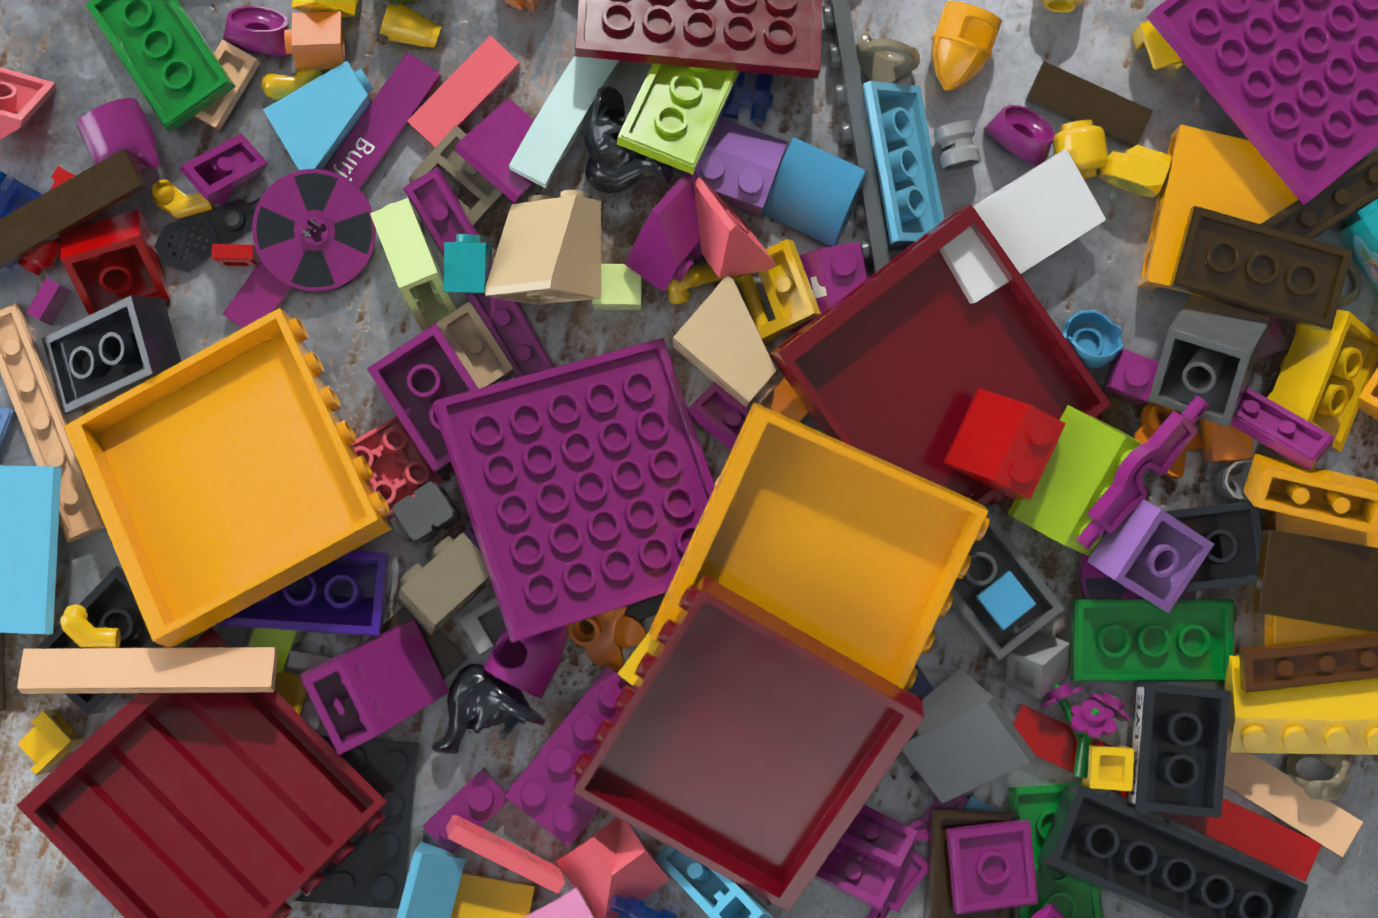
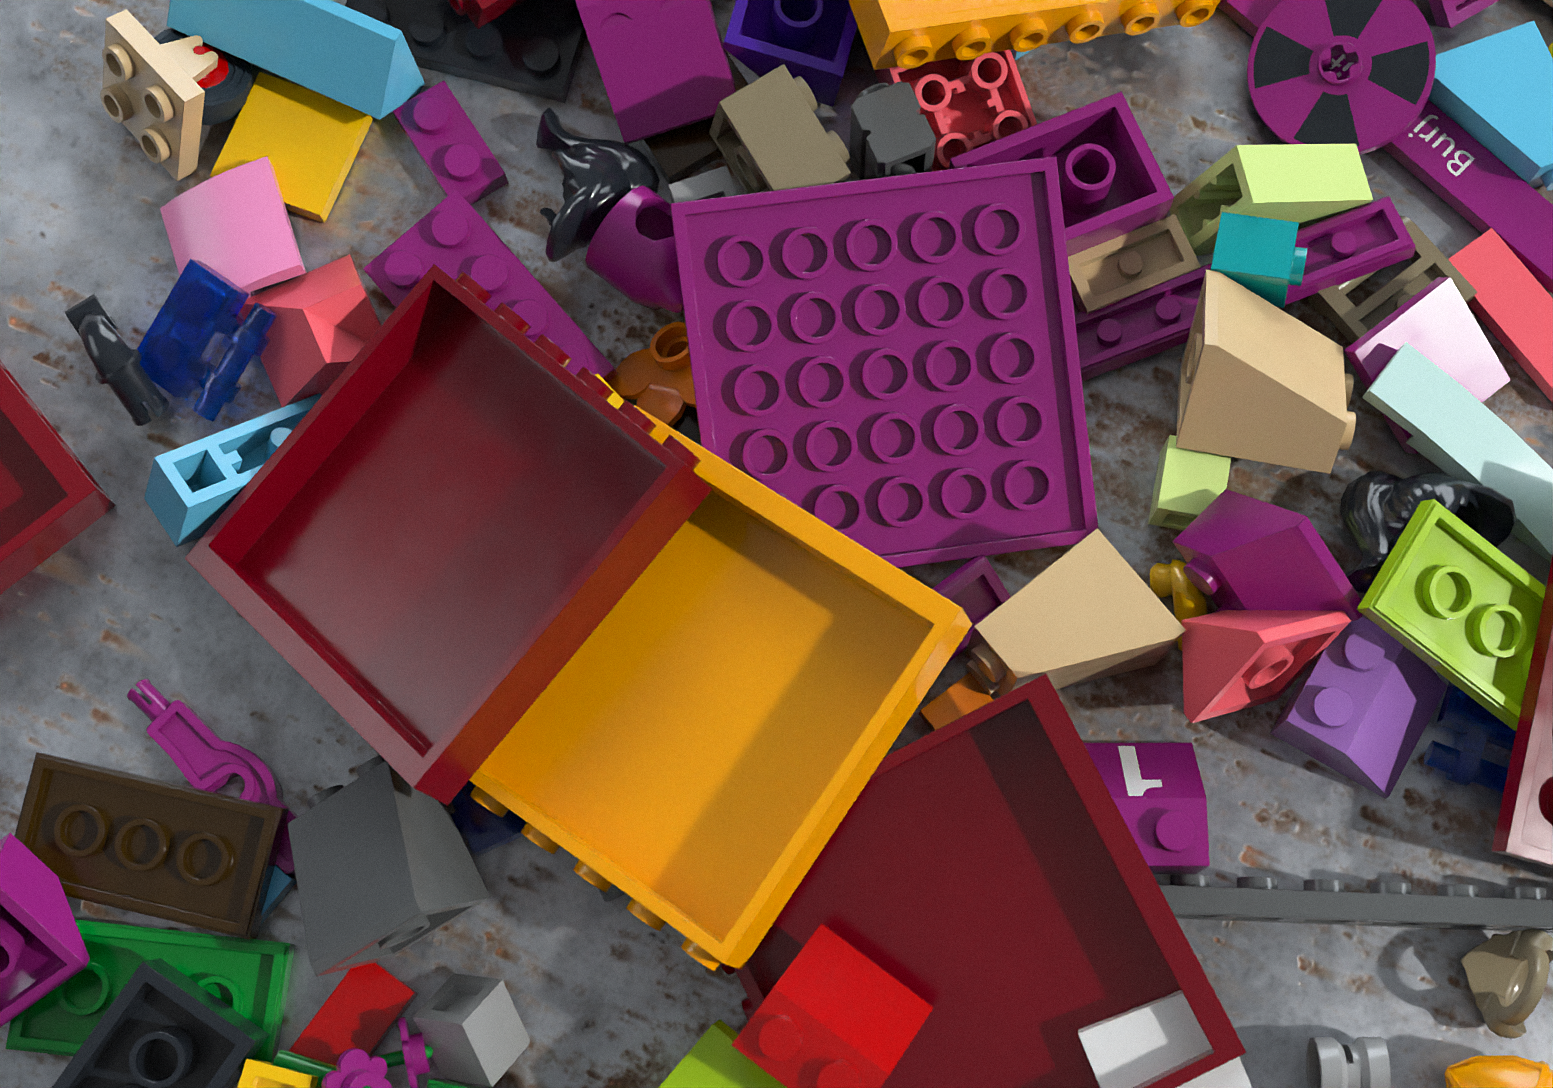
camera: 110 degrees right, 10 degrees down
(505, 853) = (373, 175): coral tile -> none
(786, 290) = (1145, 736): yellow plate -> none
(814, 192) = (1301, 815): dark azure slope -> none
(868, 858) = (239, 697): magenta slope -> none
(902, 162) = (1337, 972): medium azure slope -> none
(989, 561) = (598, 983): dark grey brick -> none
(992, 866) = (172, 884): magenta tile -> none
(1005, 600) = (578, 980): dark azure tile -> none

